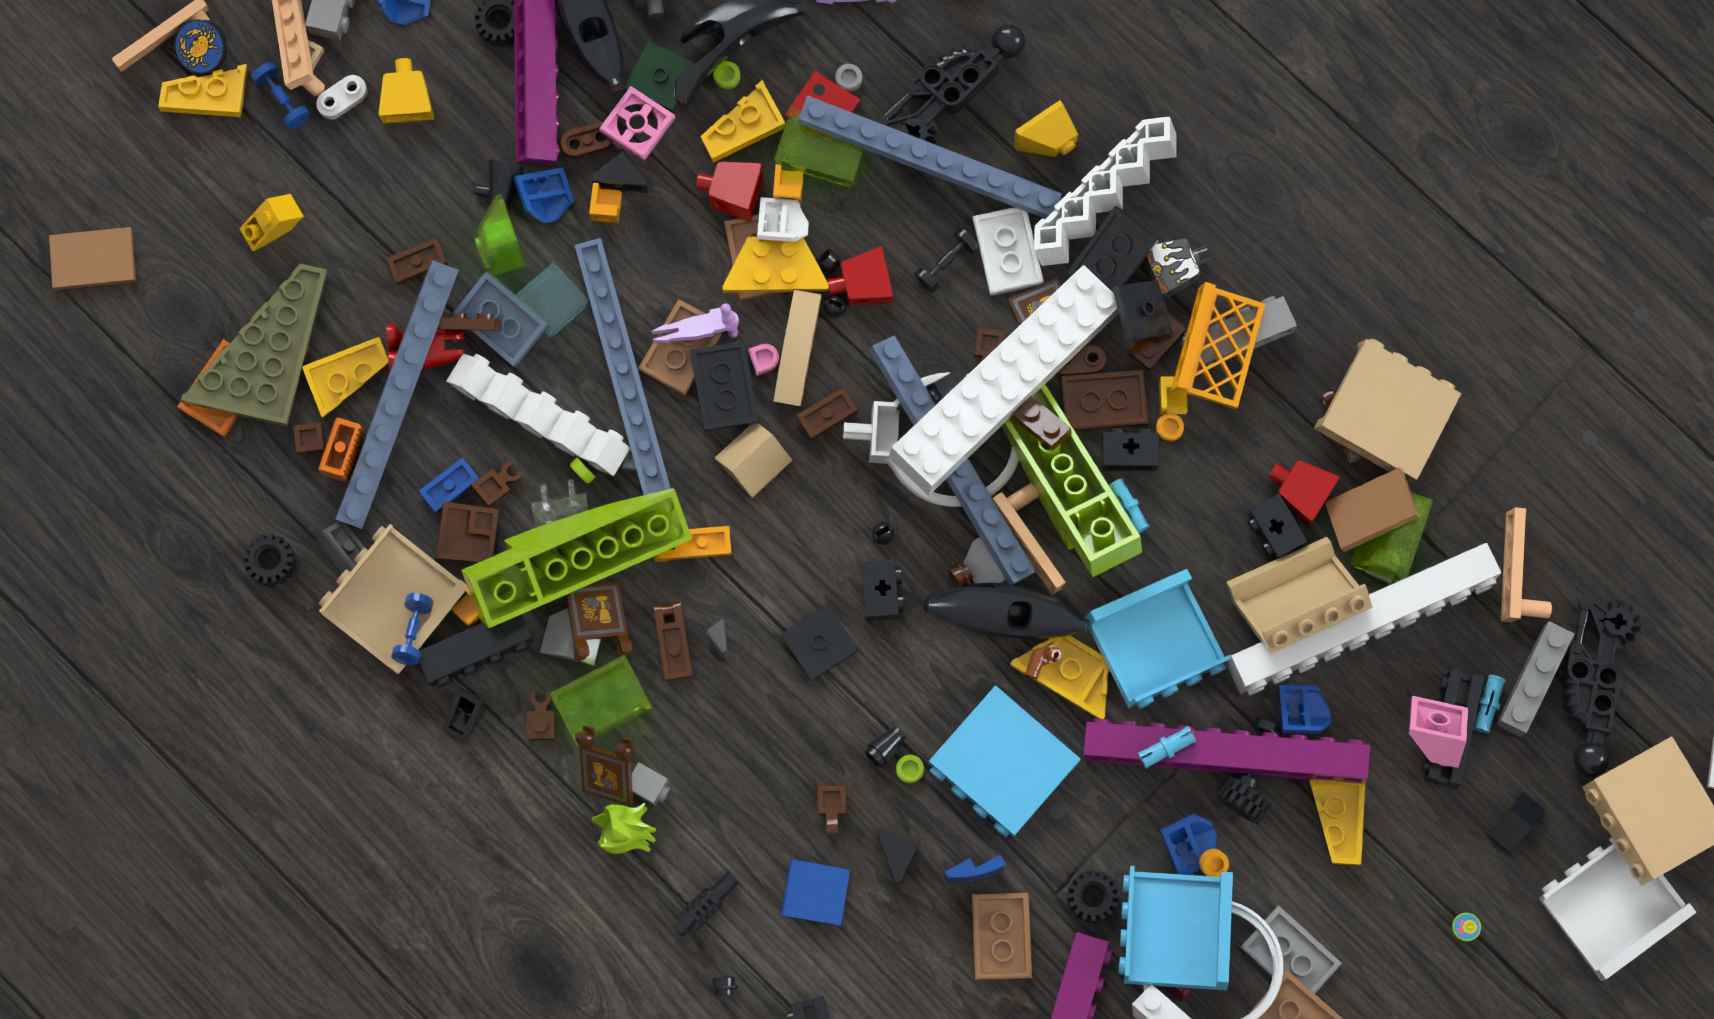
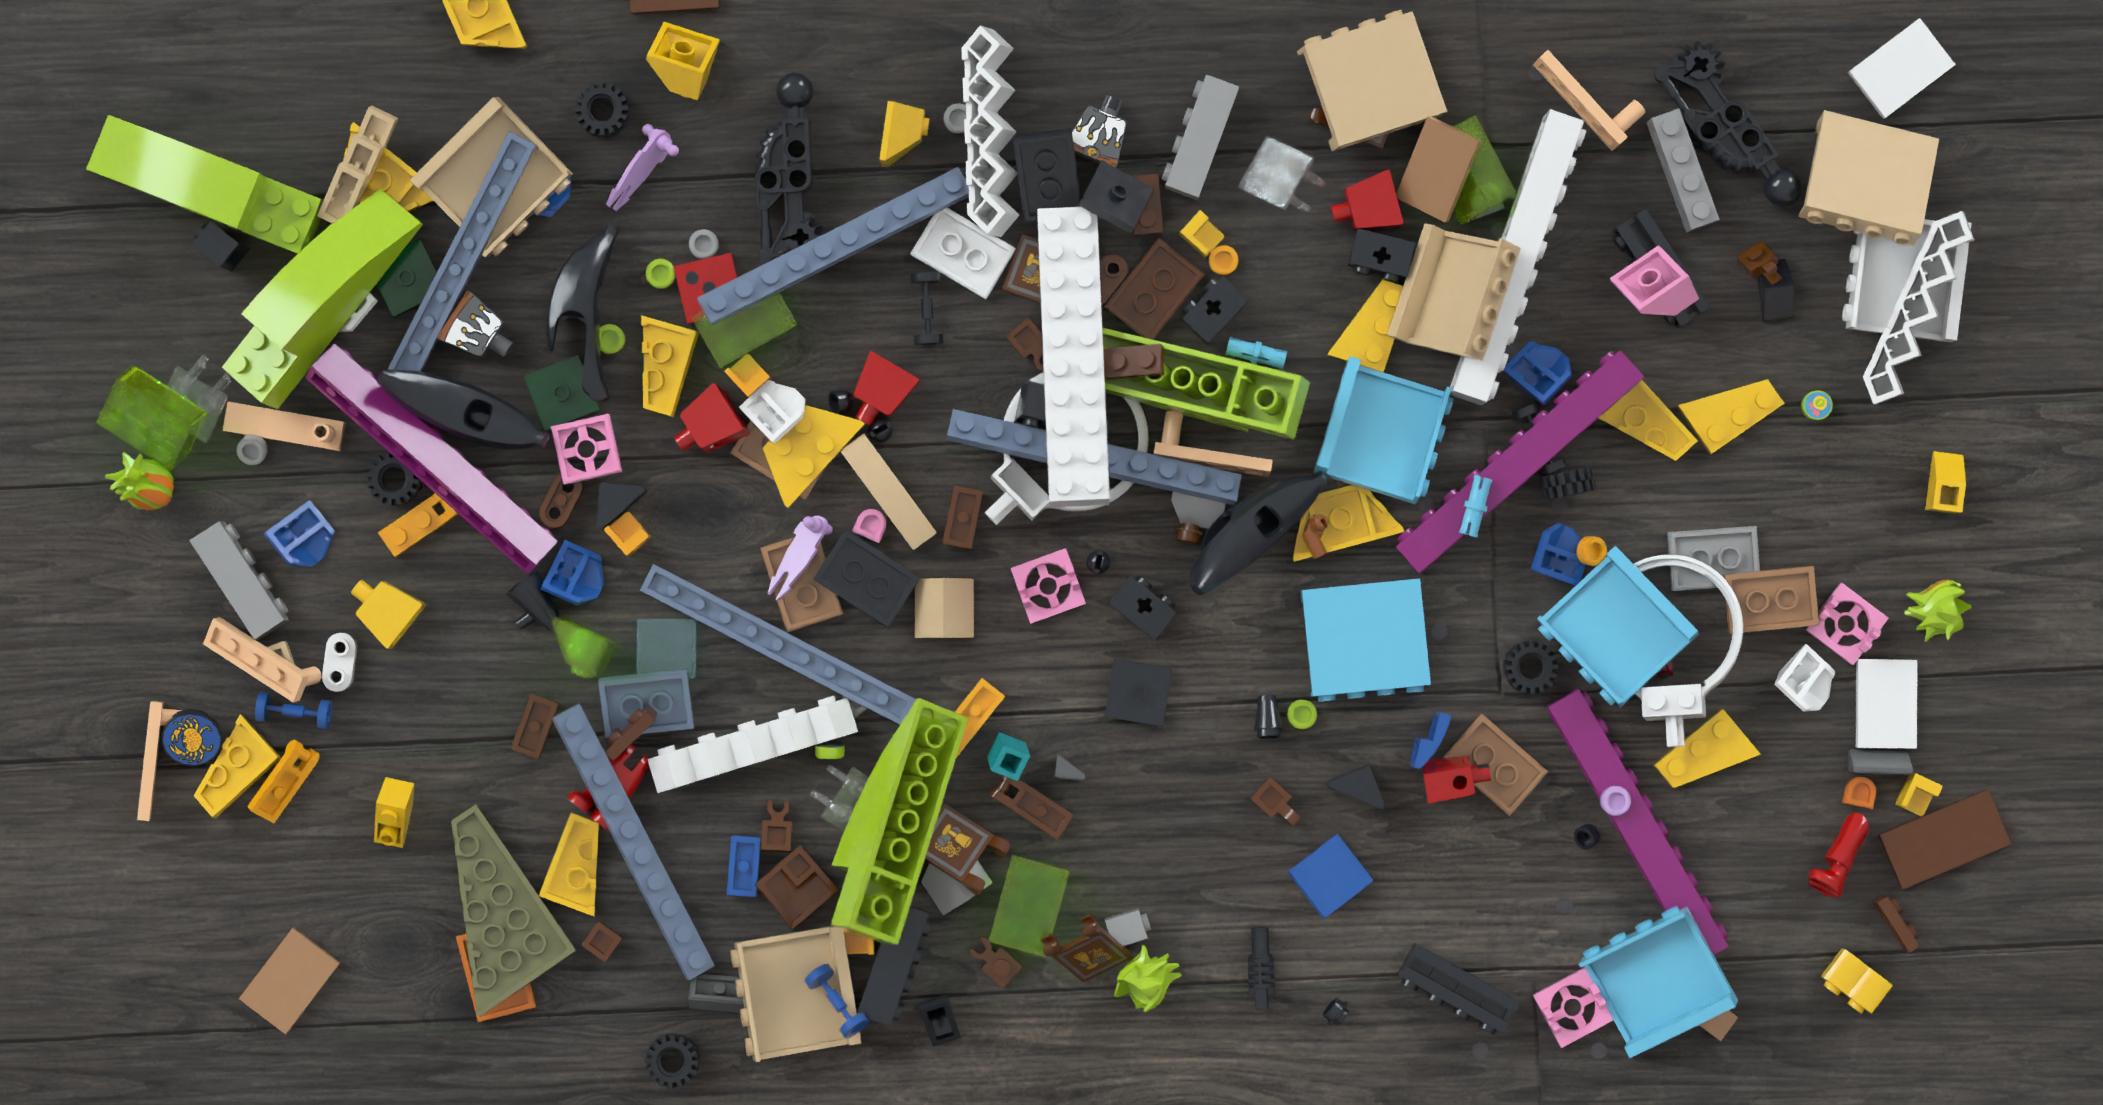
camera: 50 degrees left, 10 degrees up
(225, 132) = (283, 781): none -> light orange plate
(341, 450) = (637, 925): orange brick -> none
(481, 63) = (416, 525): none -> light orange plate
(691, 592) = (1008, 756): none -> teal brick
(801, 68) = (660, 274): none -> lime tile
(826, 488) = (1057, 558): none -> bright pink piece
(953, 904) = (1442, 781): none -> red torso
(1090, 160) = (954, 118): none -> light grey tile
(1195, 339) = (1178, 178): light orange fence -> none
(1214, 568) = (1367, 333): none -> yellow wing
(1264, 406) = (1277, 174): none -> clear plate
(1401, 871) = (1730, 413): none -> yellow wing
(1494, 686) = (1667, 223): medium azure pin -> none
(1526, 791) = (1760, 261): none -> reddish brown plate
(1600, 926) = (1915, 306): none -> white brick

